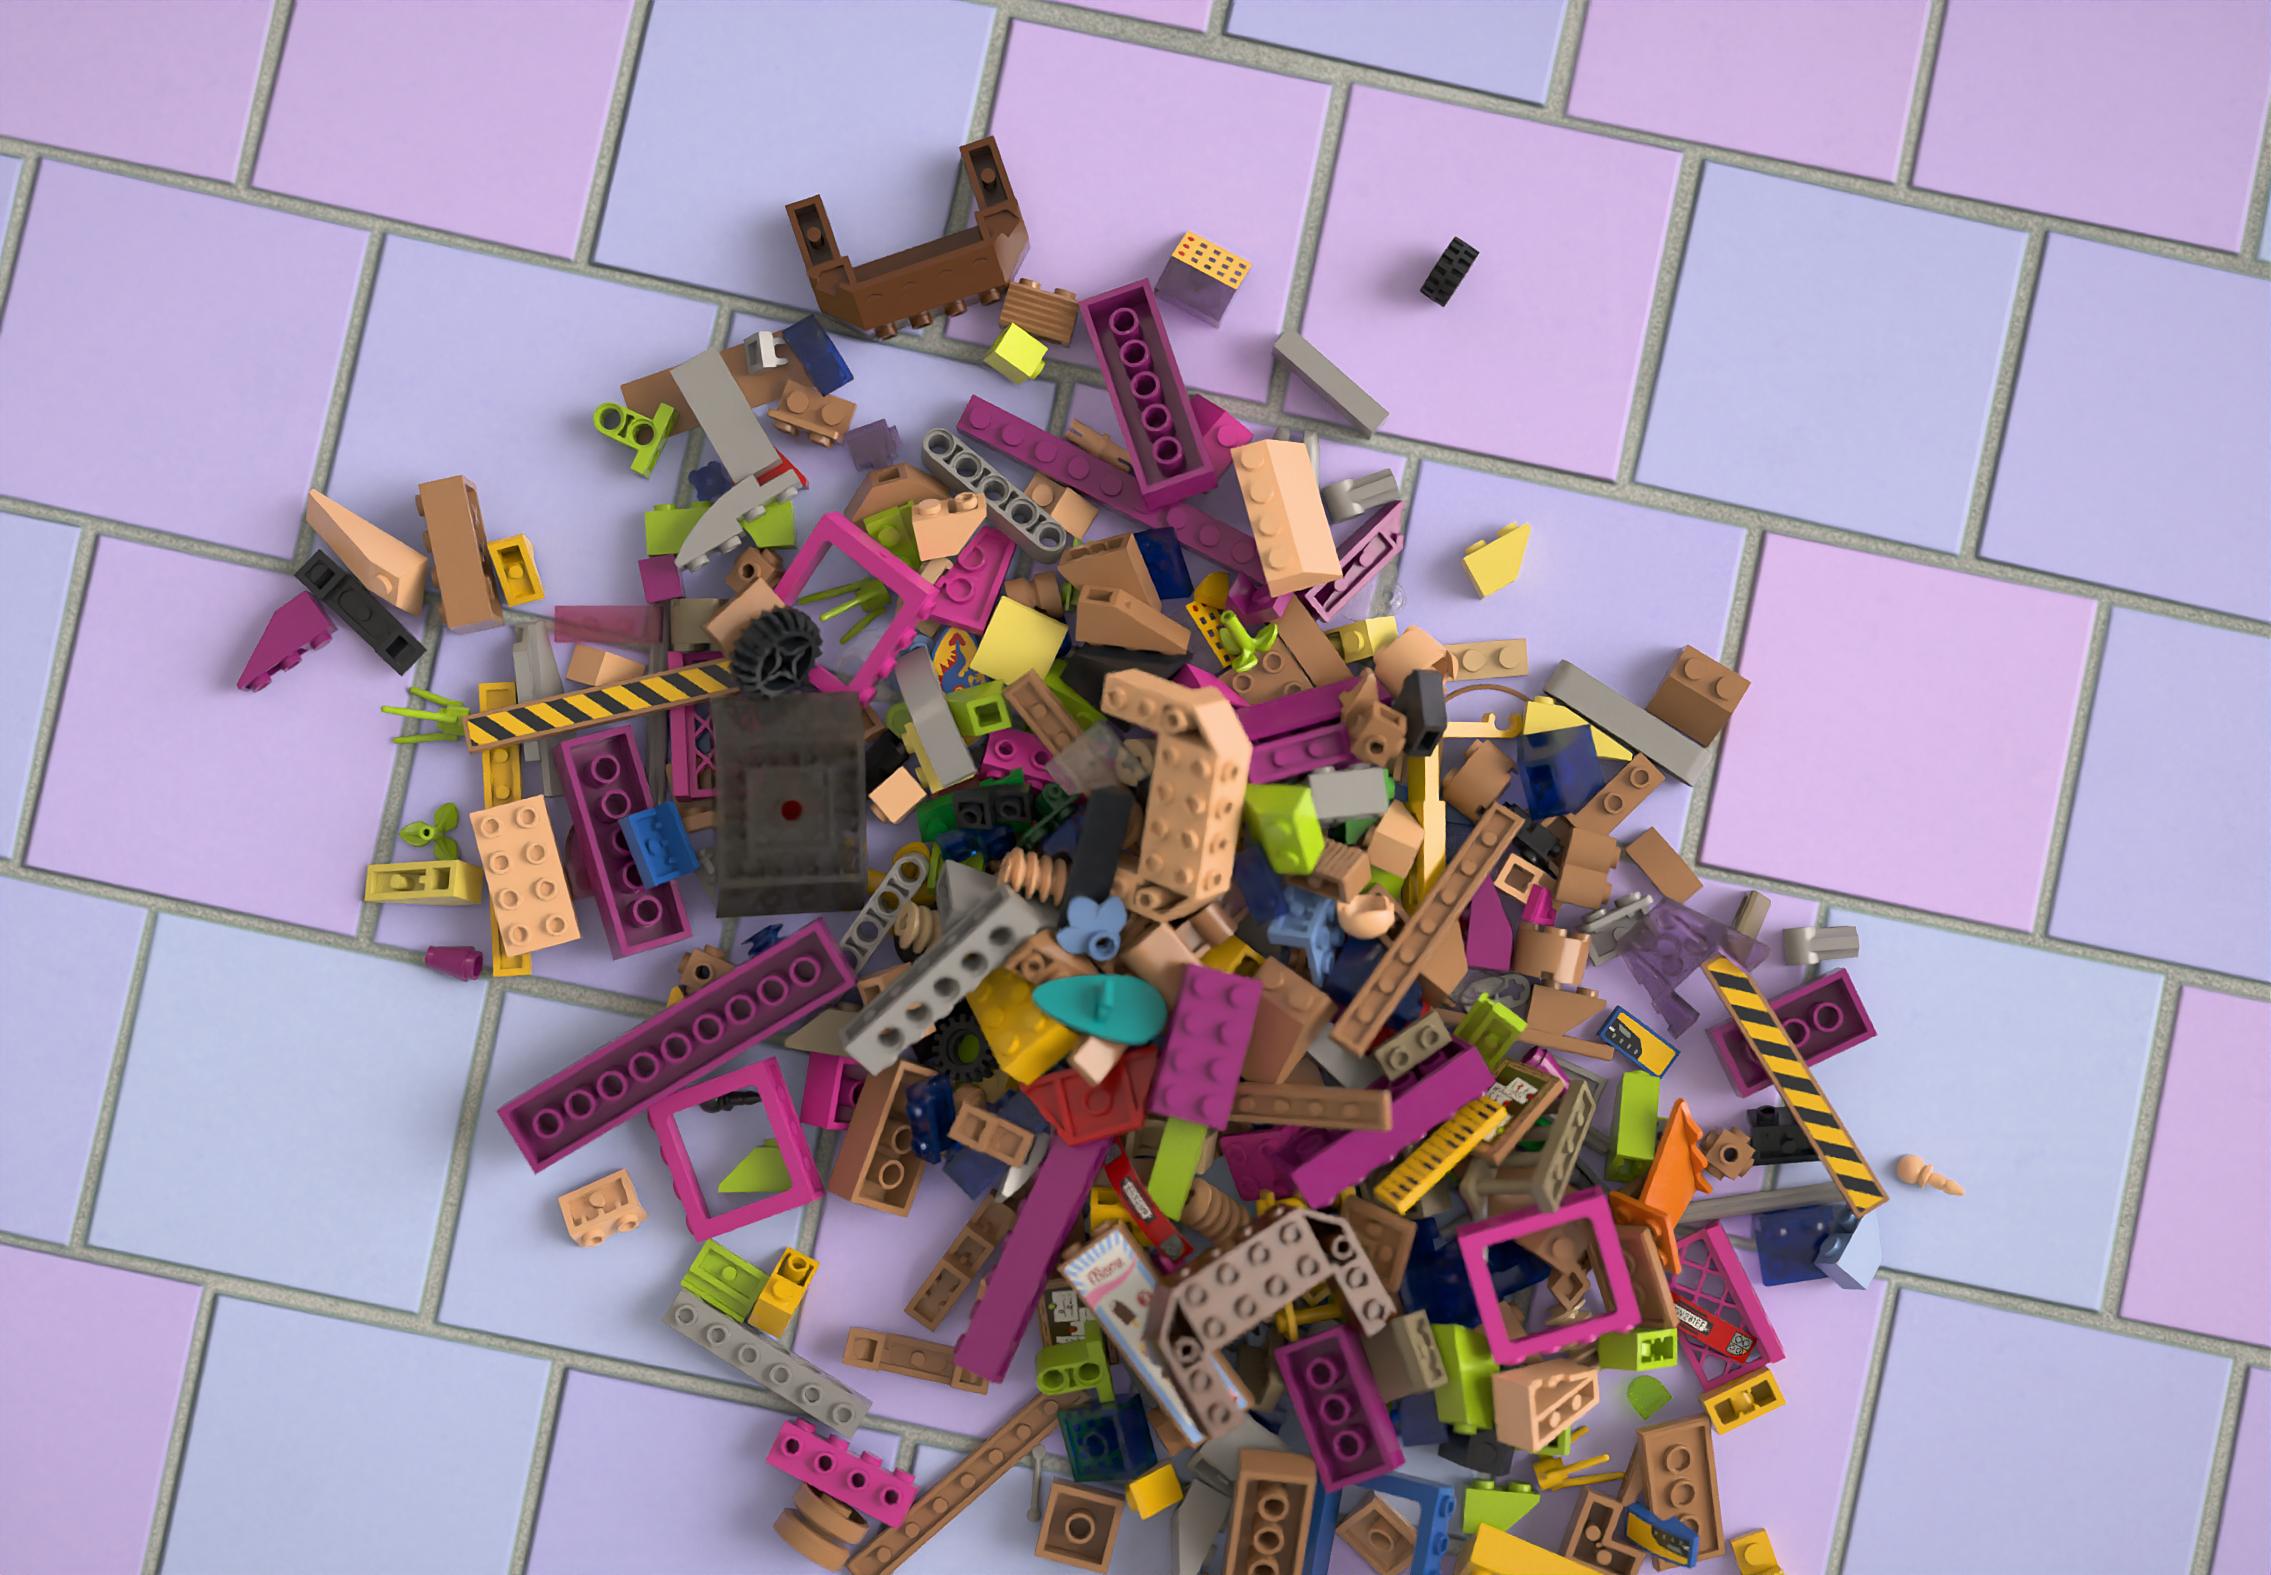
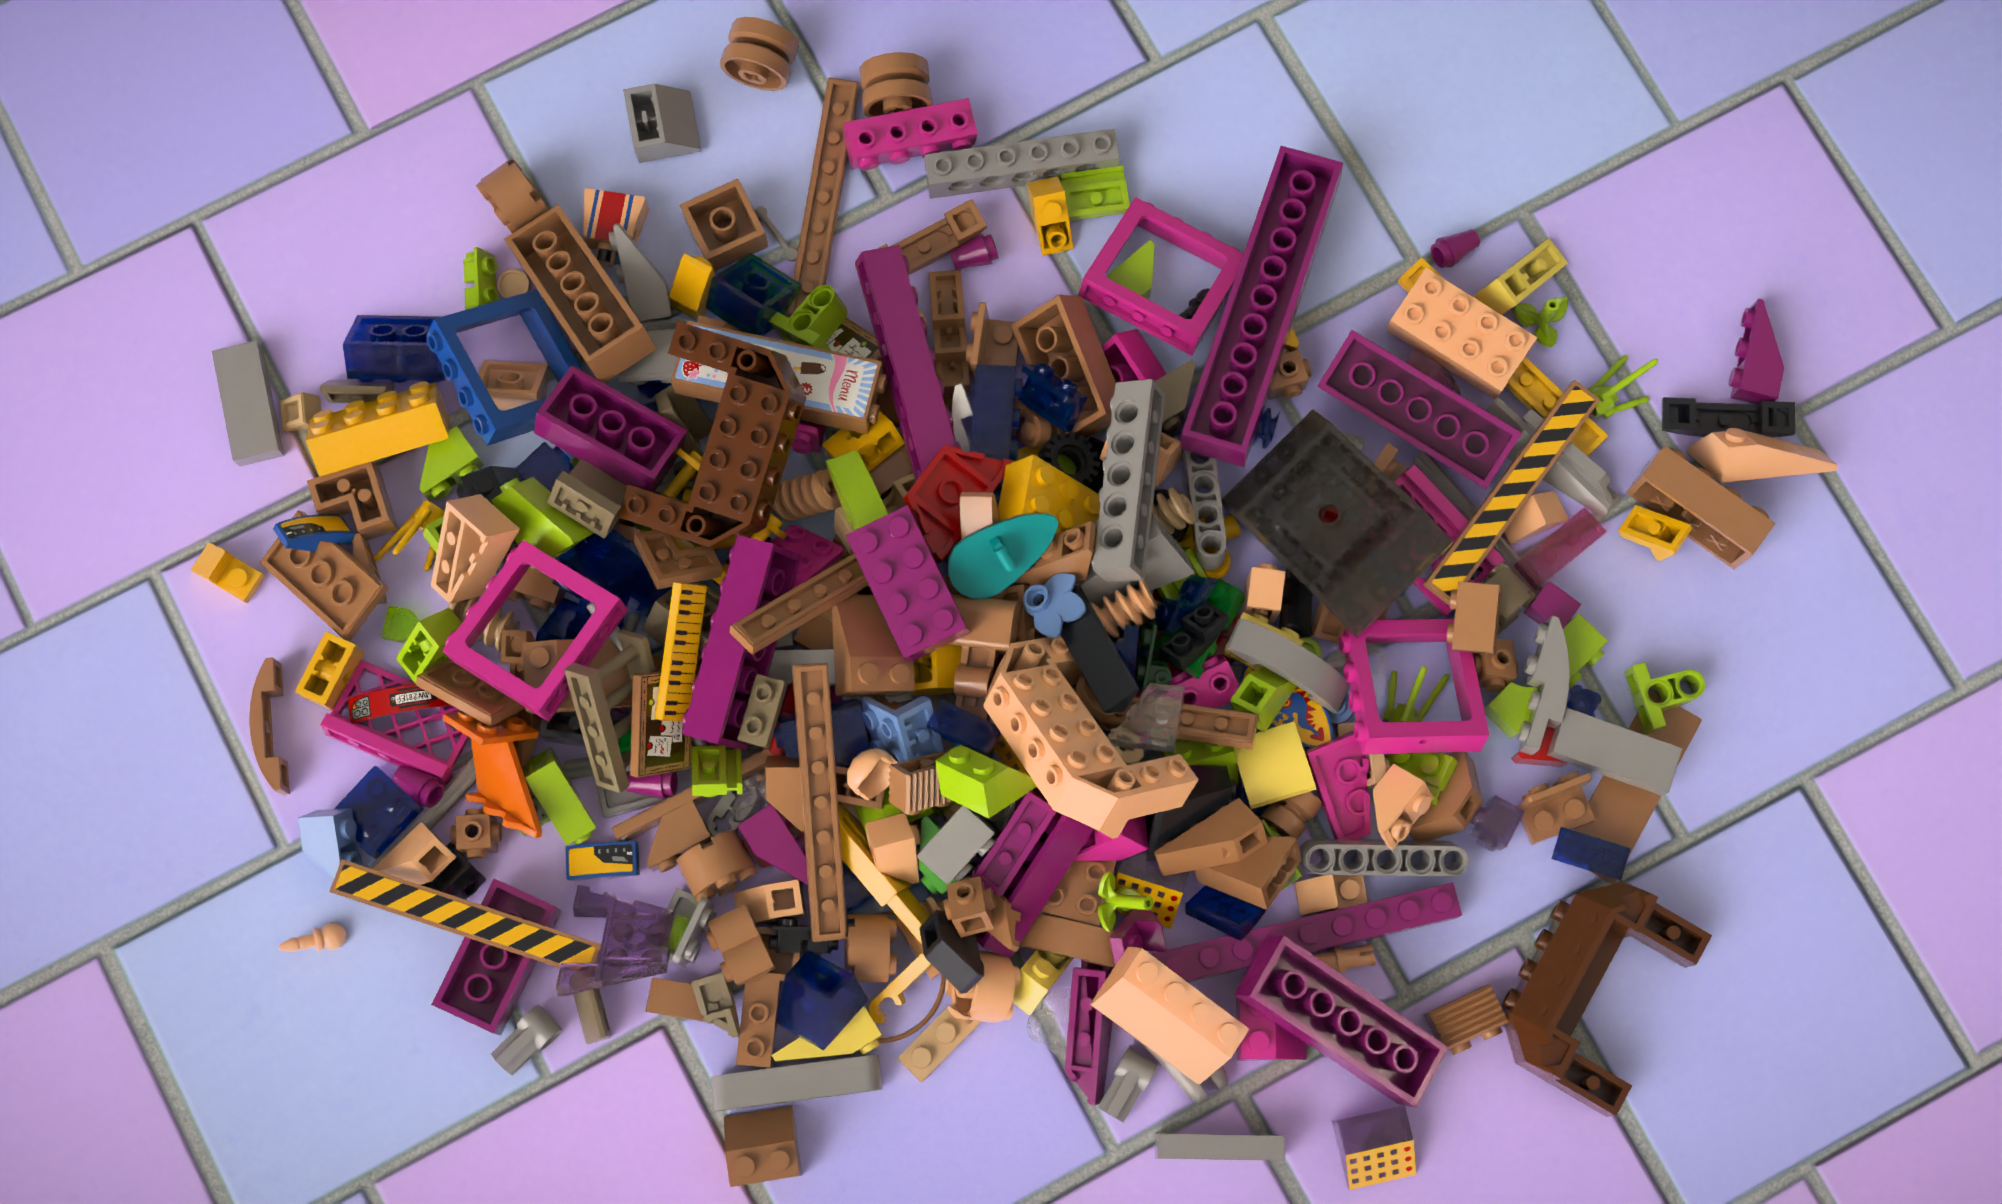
camera: 140 degrees right, 10 degrees down
(602, 1209) = (1216, 171): light nougat bracket -> none
(659, 844) = (1394, 421): blue bracket -> none
(761, 352) = (1629, 820): light grey tile -> none
(775, 653) = (1435, 610): black gear -> none
(878, 1314) = (975, 253): none -> magenta cone
(937, 1211) = (992, 341): none -> medium nougat bracket
(992, 1135) = (1001, 415): medium nougat slope -> none
(1016, 355) = (1456, 973): neon yellow brick -> none
(1142, 1206) = (860, 451): sticker -> none
(1213, 590) = (1173, 924): yellow tile -> none
(1499, 562) = (987, 1119): light yellow slope -> none
(1539, 907) = (751, 891): dark pink tile -> none
(1625, 924) = (677, 932): none -> clear neon green tile
(1641, 841) = (717, 1002): none -> dark tan slope
(1742, 1233) = (420, 786): none -> magenta cone
(1792, 1172) = (417, 857): none -> light nougat slope
(1799, 1435) = (267, 685): none -> medium nougat slope

